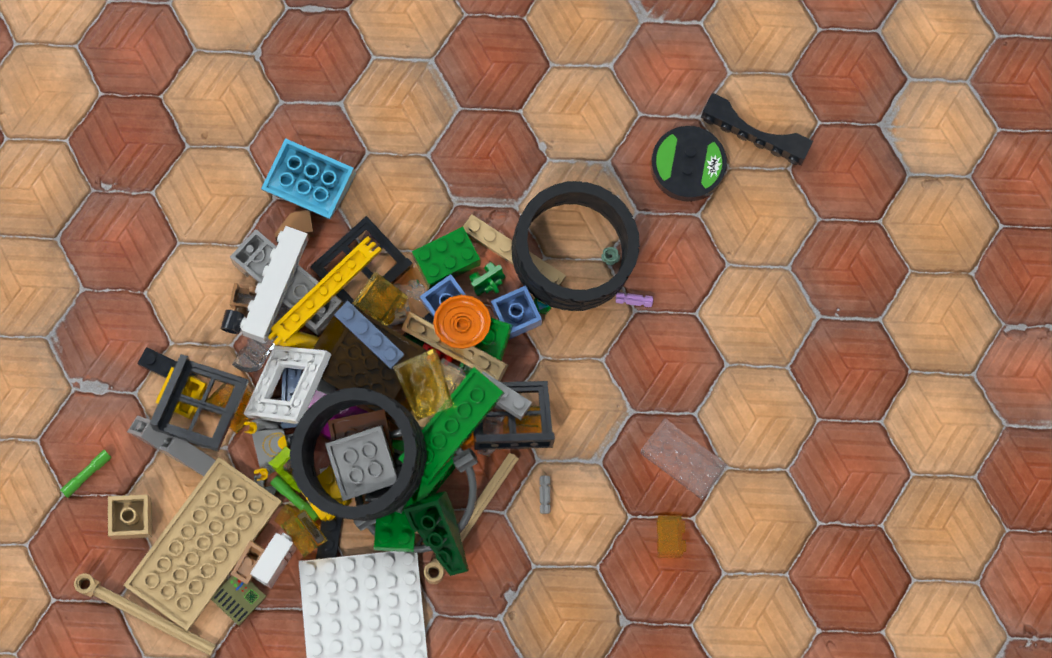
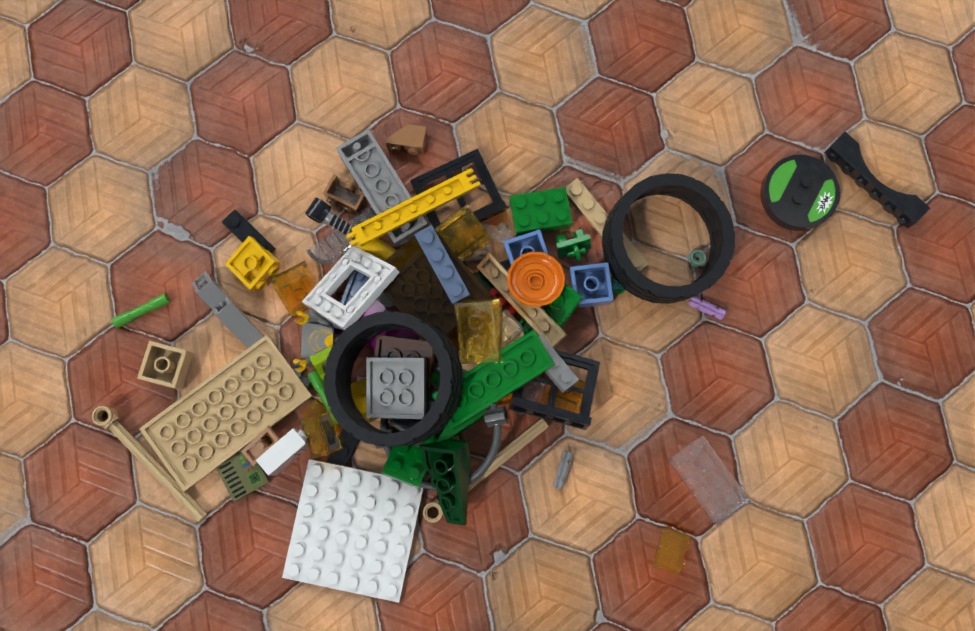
camera: 20 degrees right, 5 degrees up
(173, 395) = (240, 262): black window -> none
(274, 284) = (368, 187): white brick -> none
(308, 179) = (434, 97): medium azure slope -> none

